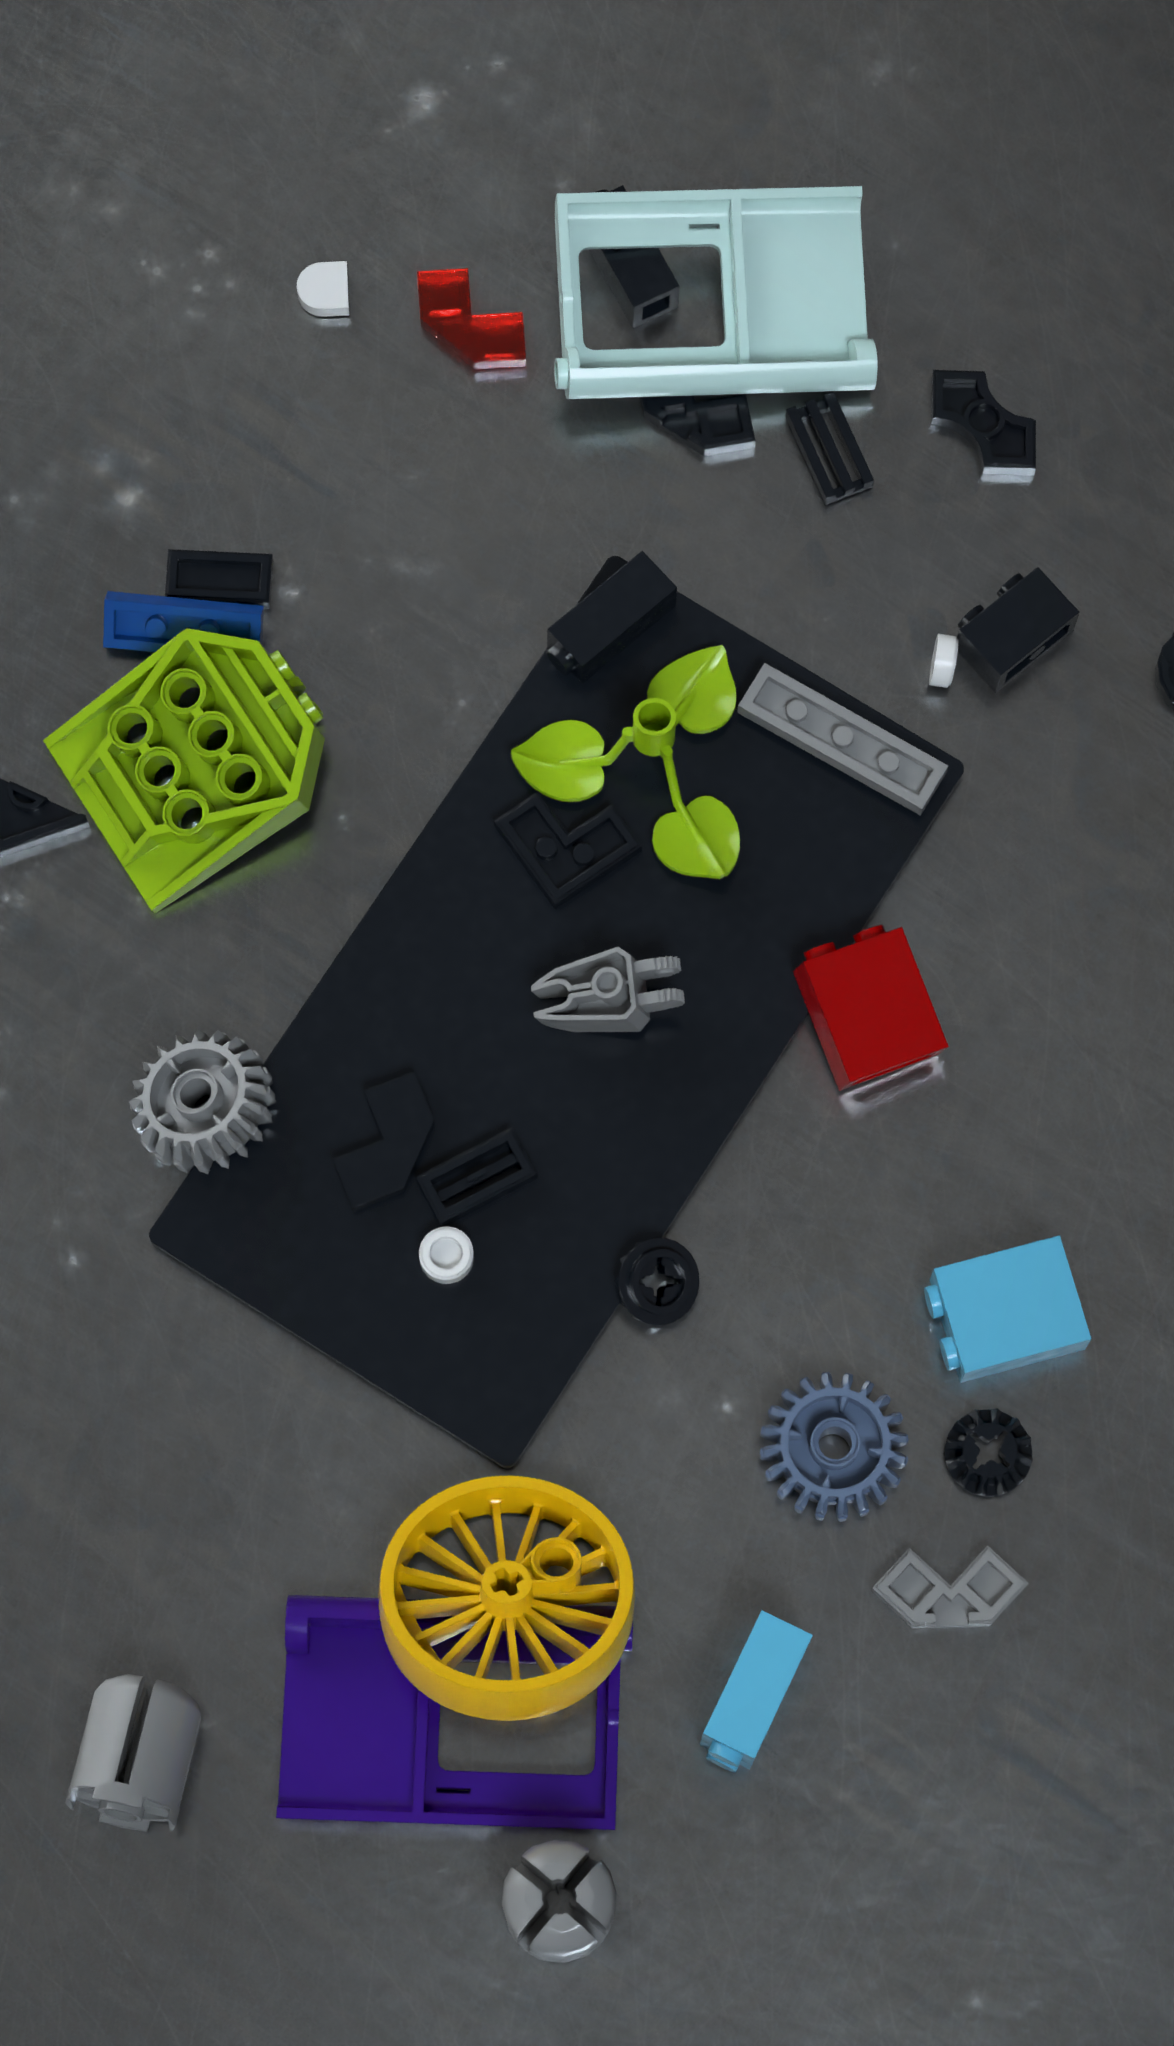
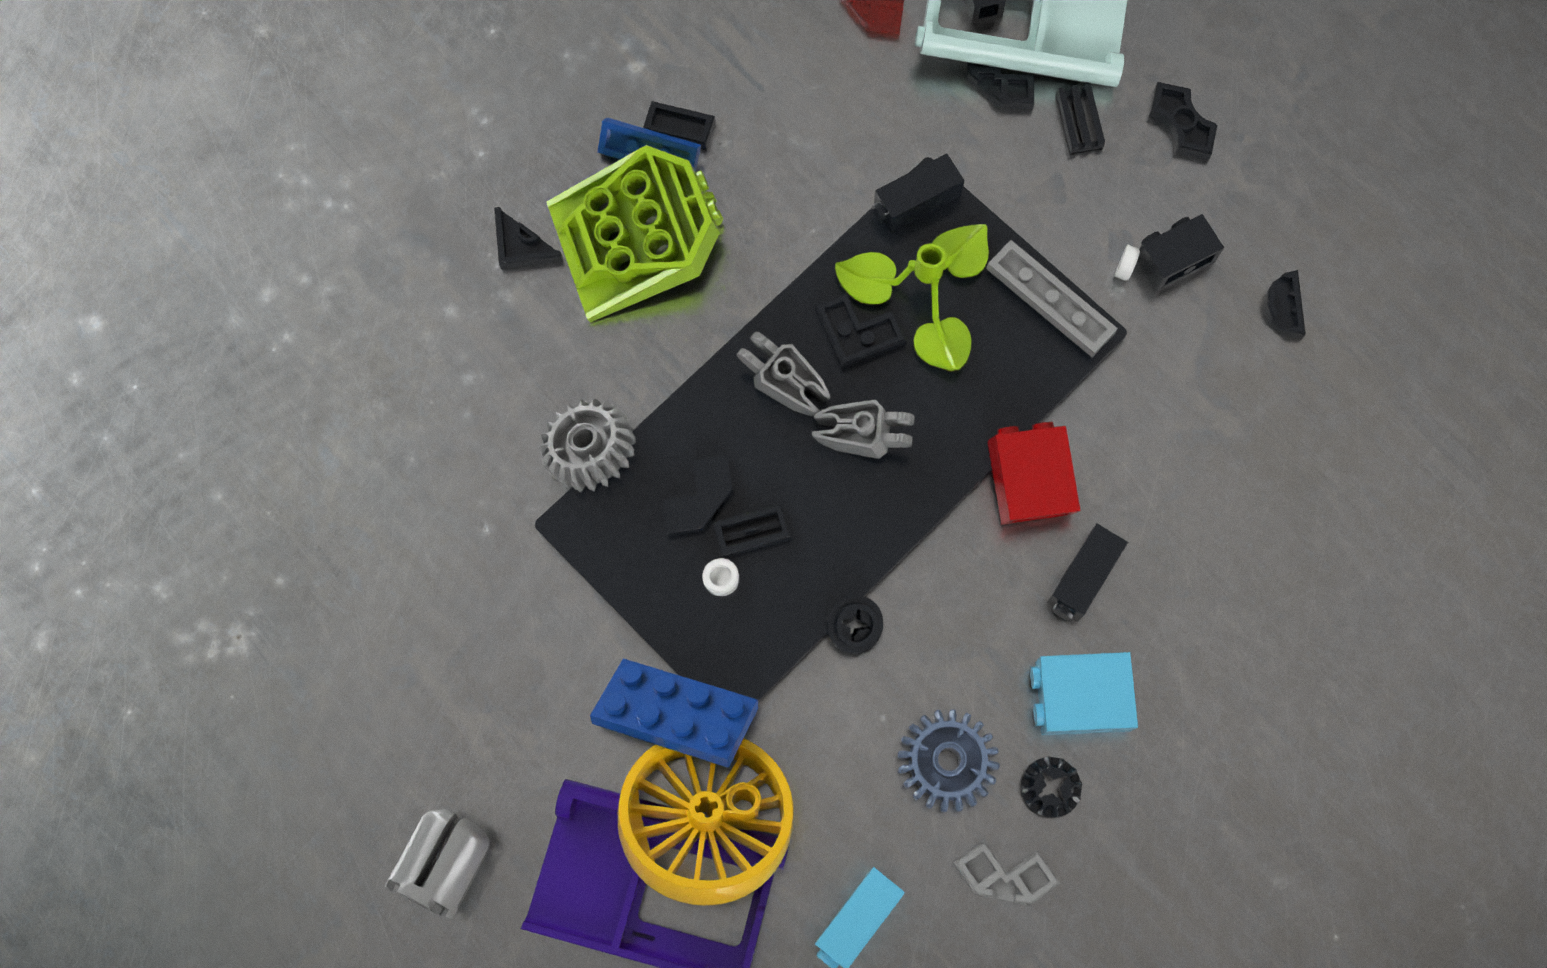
camera: 20 degrees right, 0 degrees up
(426, 1462) = (675, 712): none -> blue plate
(474, 936) = (785, 375): none -> light grey hinge
(976, 1136) = (1086, 573): none -> black brick

